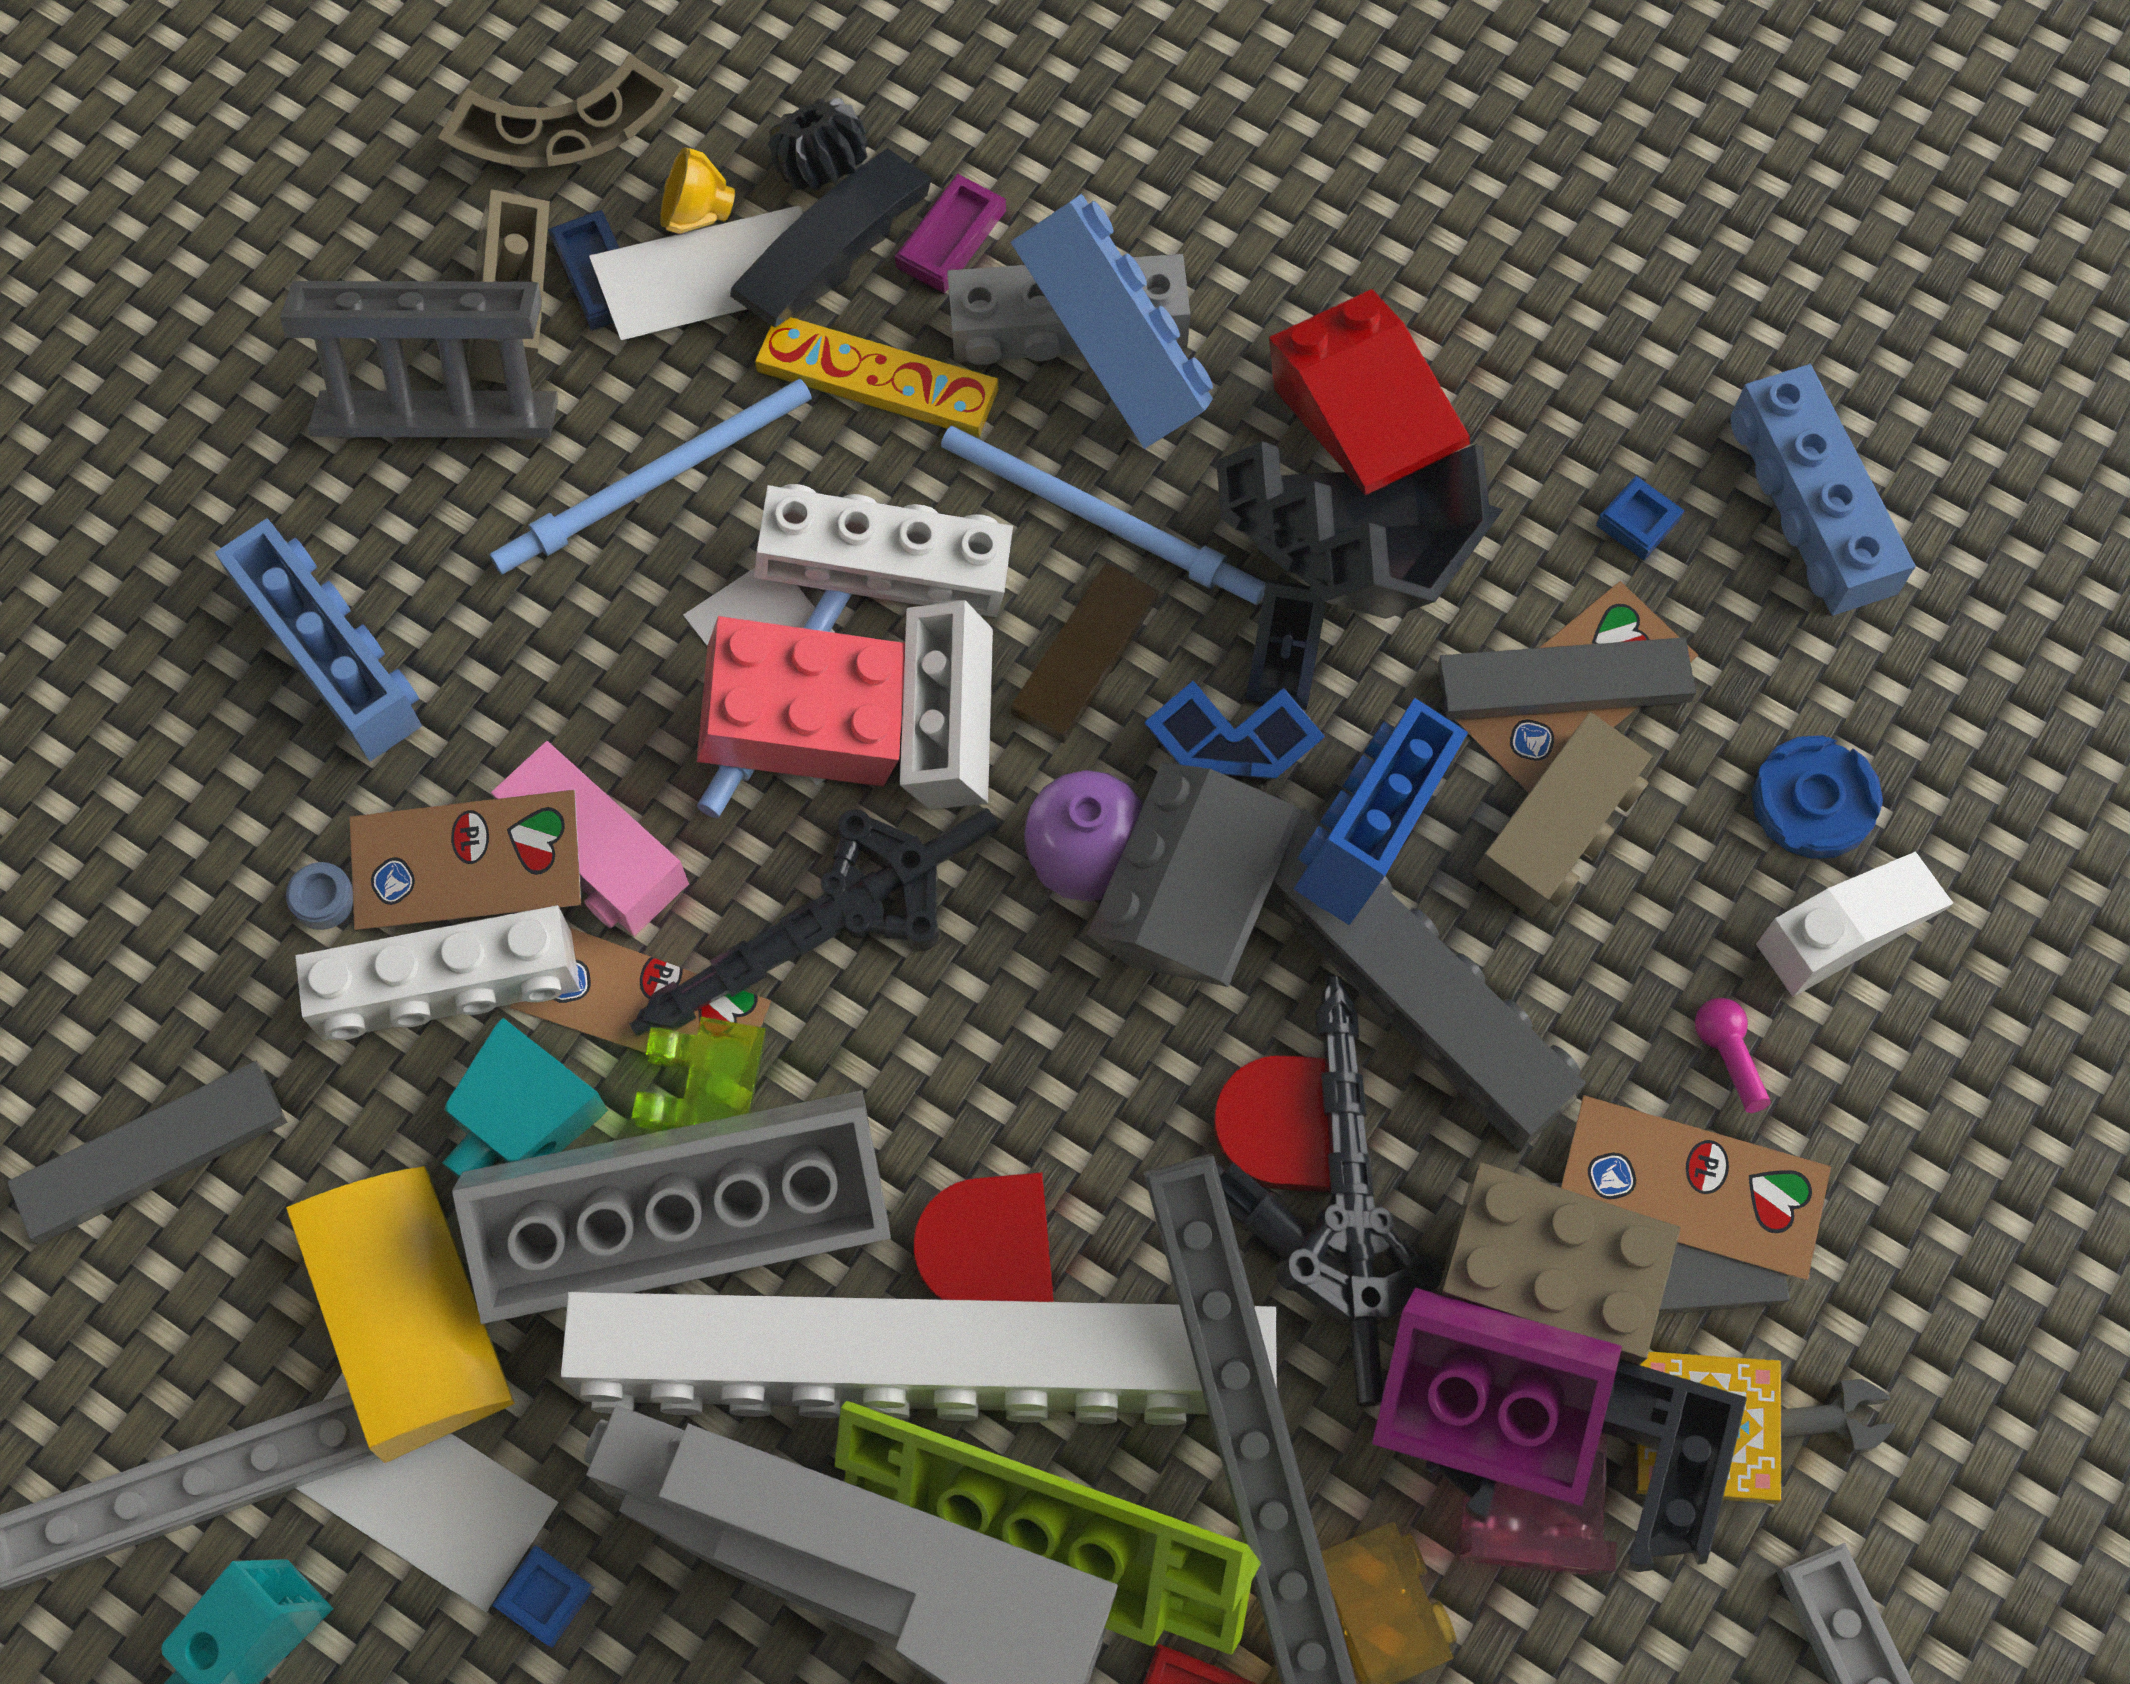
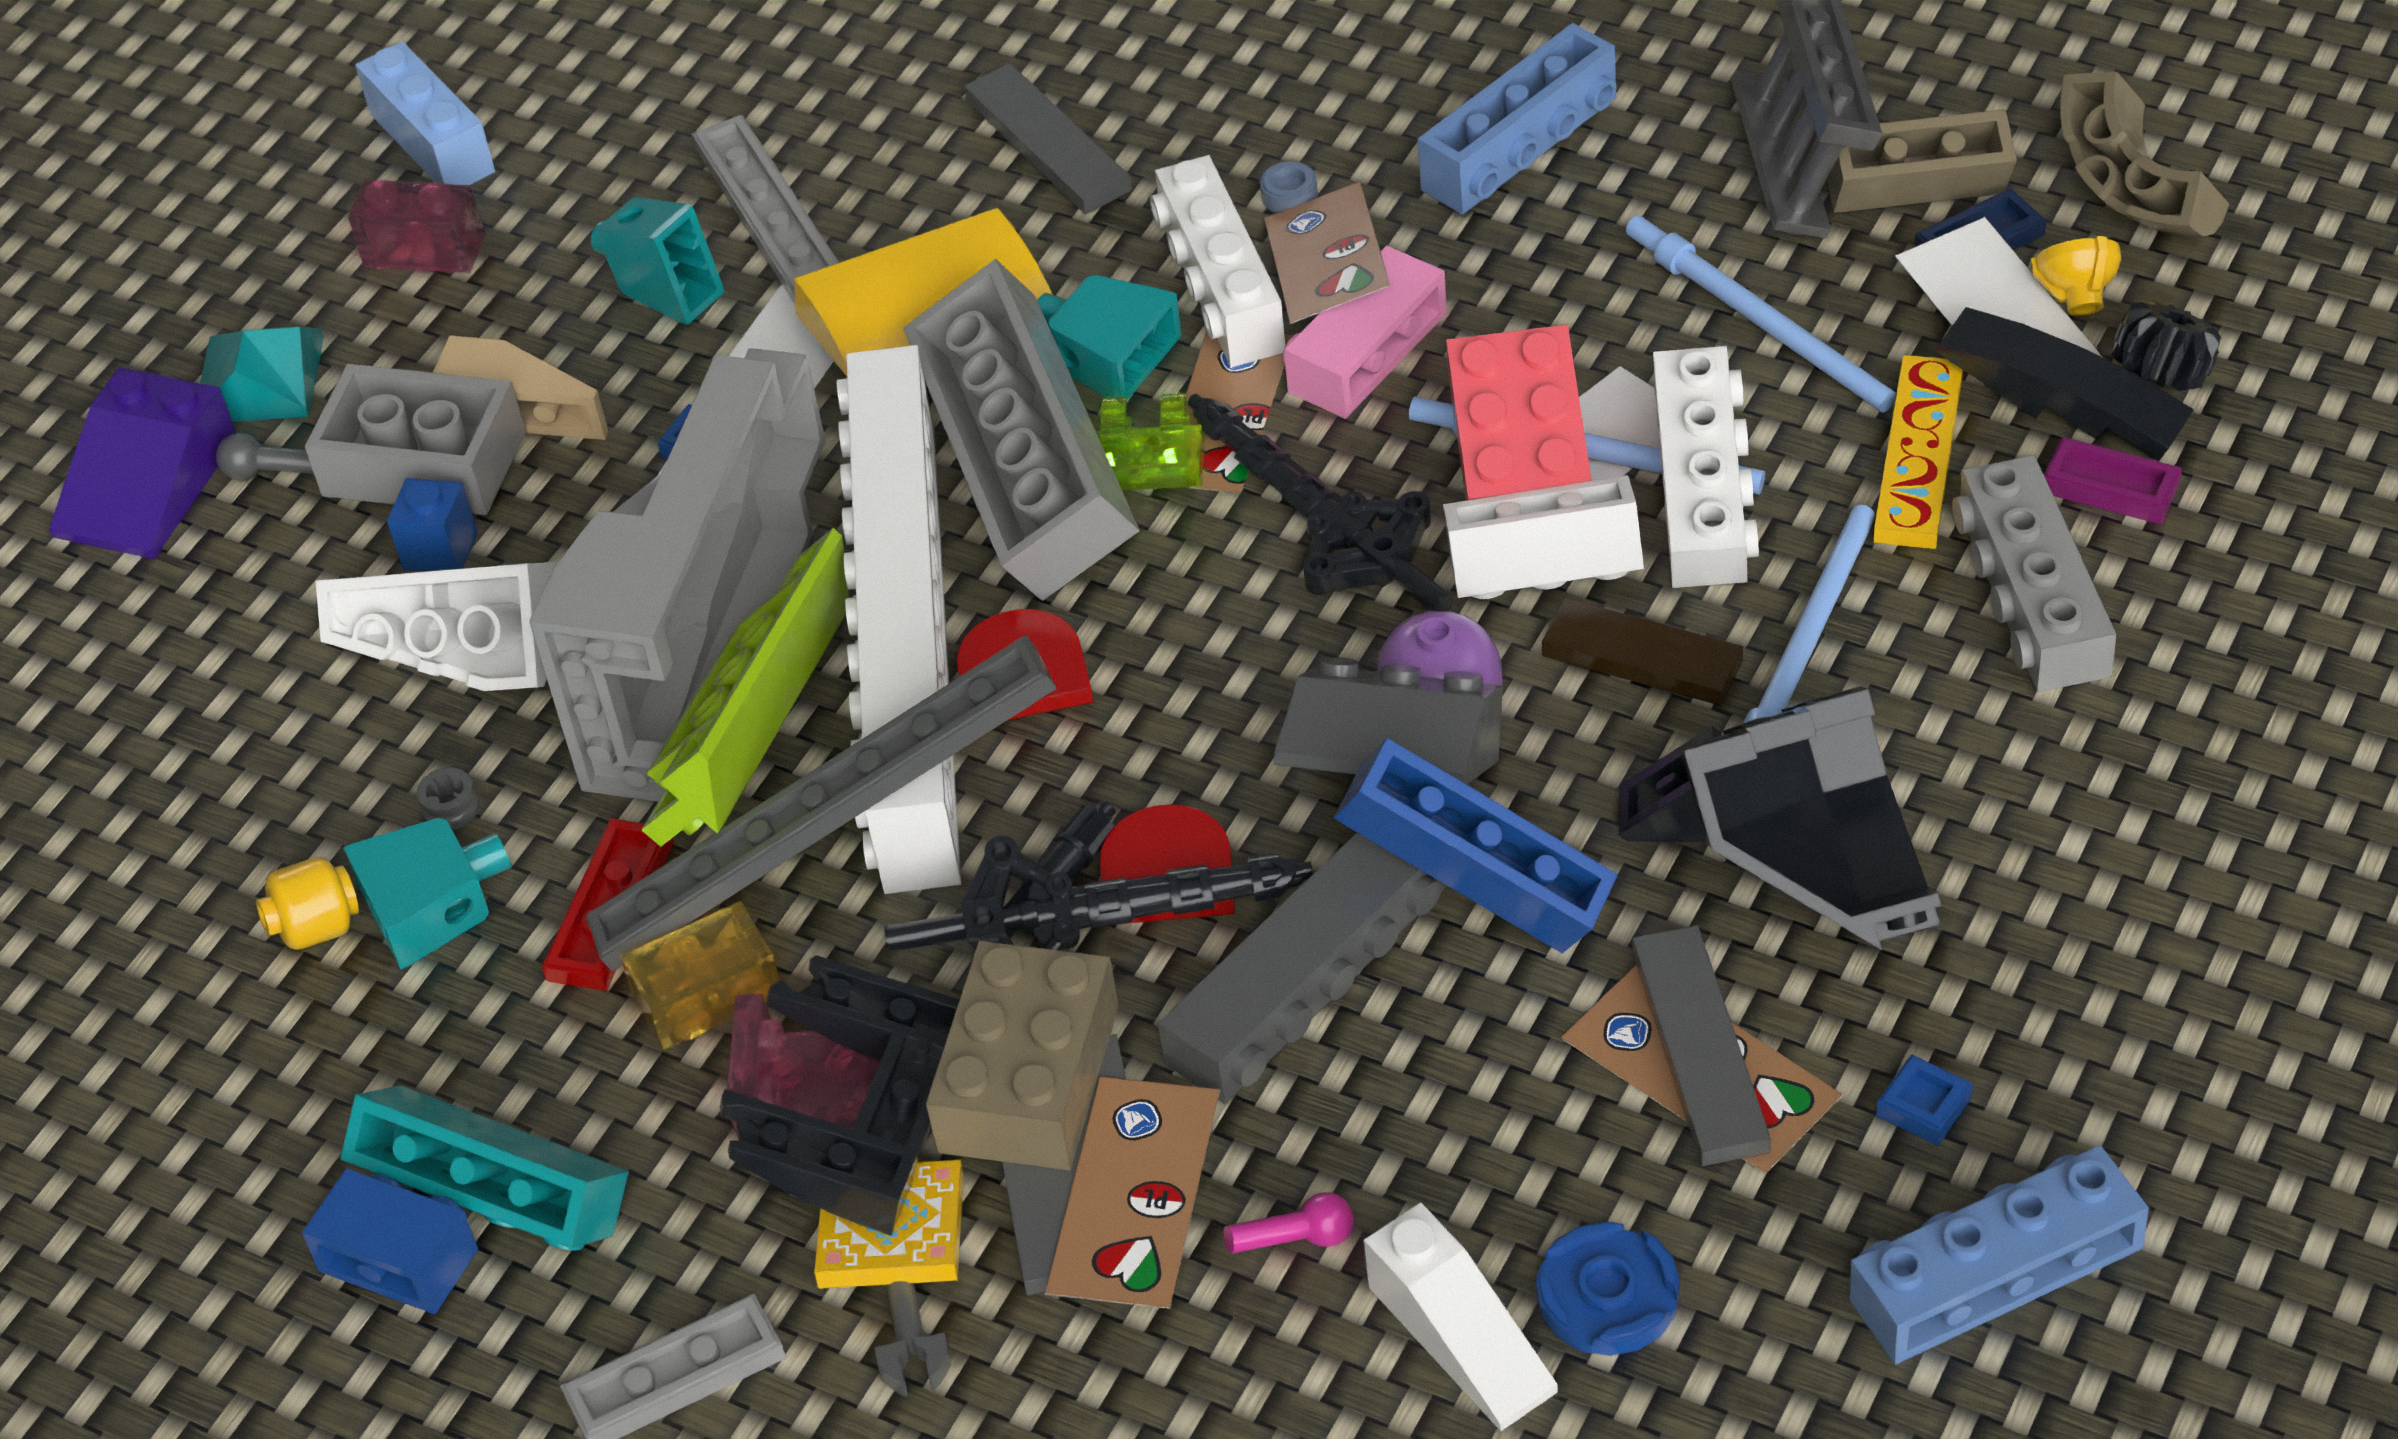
camera: 90 degrees right, 20 degrees down
(1113, 320) = (1990, 565): medium blue brick -> none
(1258, 748) = (1552, 739): blue brick -> none
(1365, 391) = (1994, 809): red slope -> none
(1496, 1395) = (884, 988): magenta slope -> none
(1564, 817) = (1528, 1041): dark tan brick -> none

